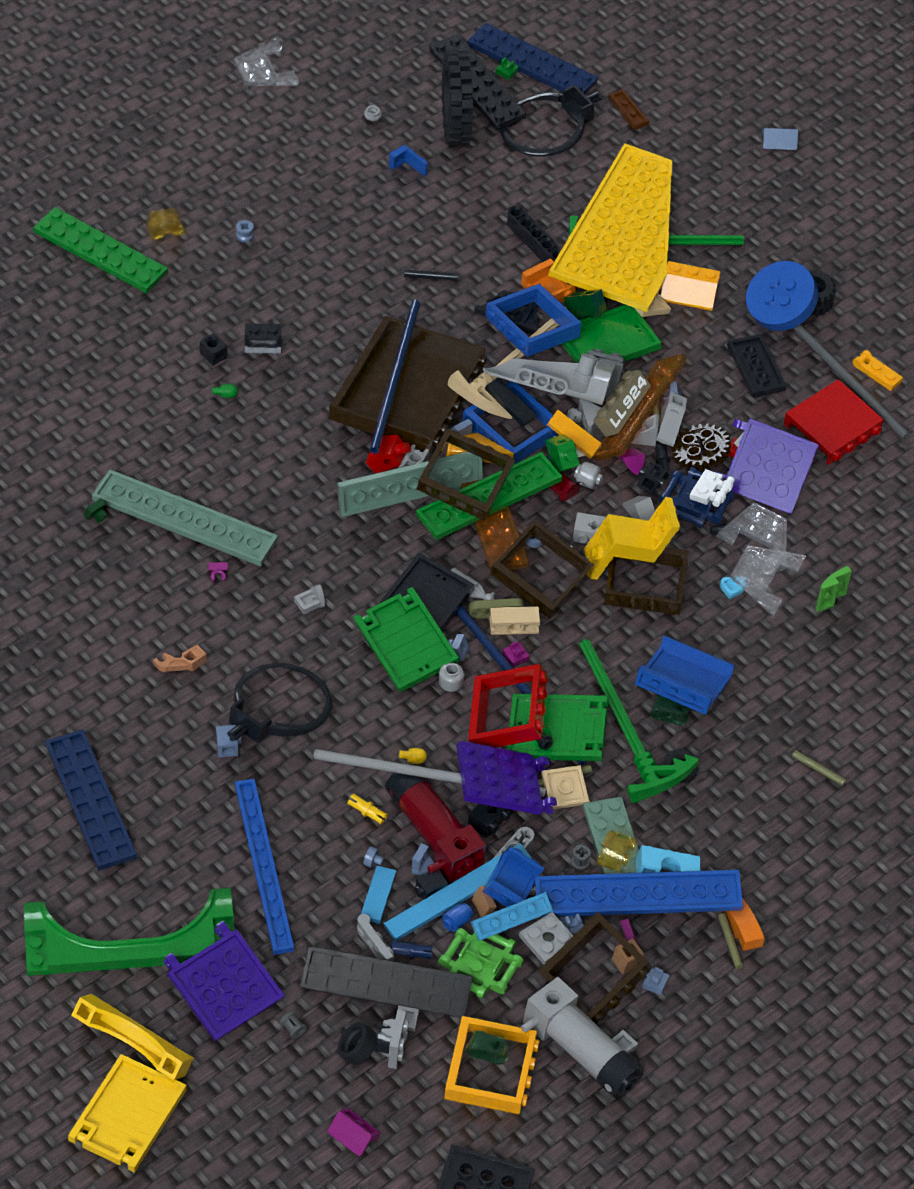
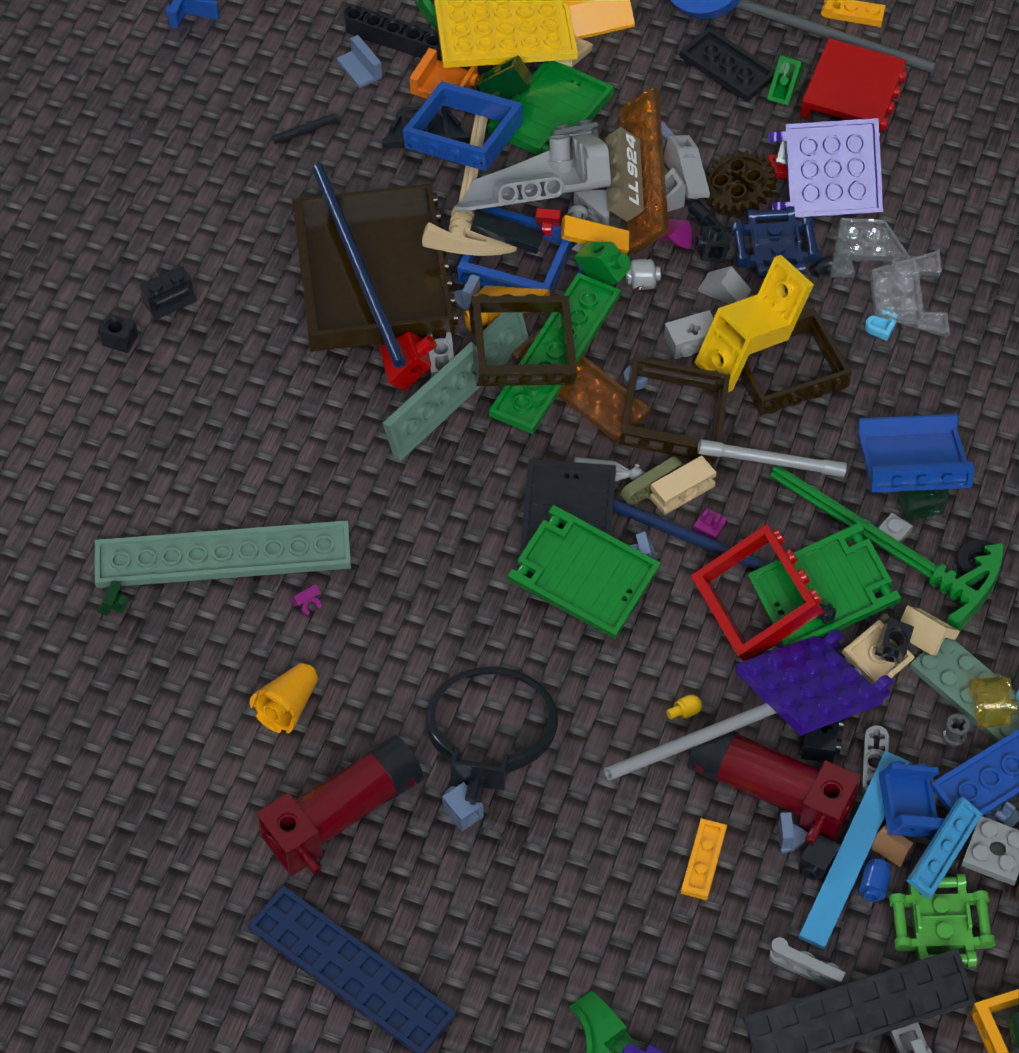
camera: 25 degrees left, 5 degrees up
(148, 697) = (300, 826): none -> dark red piece
(161, 620) = (284, 699): none -> light orange cone
(182, 663) = (342, 737): nougat piece -> none
(226, 391) = (166, 376): green cylinder -> none
(244, 231) = (59, 176): sand blue wheel -> none
(264, 867) = (615, 943): blue plate -> none
(310, 599) = (436, 578): light grey tile -> none
(357, 849) = (704, 859): none -> light orange tile
(367, 809) = (680, 802): yellow pin -> none
(372, 857) = (729, 860): sand blue tile -> none
(378, 893) = (765, 902): dark azure tile -> none
(411, 950) = (853, 950): dark blue axle -> none
(451, 677) = (664, 590): light grey head -> none
(498, 249) = (361, 63): none -> sand blue panel
(544, 407) = (548, 219): none -> red tile
(552, 608) = (719, 449): none -> light grey piece
(565, 489) = (627, 303): dark red tile -> none
(581, 774) = (896, 631): none -> black brick
(607, 784) = (928, 629): none -> tan panel
(639, 718) = (896, 527): none -> light grey plate
(708, 484) = (784, 224): white plate -> none
(790, 394) = (786, 79): none -> green slope
(833, 587) = (995, 273): bright green slope -> none

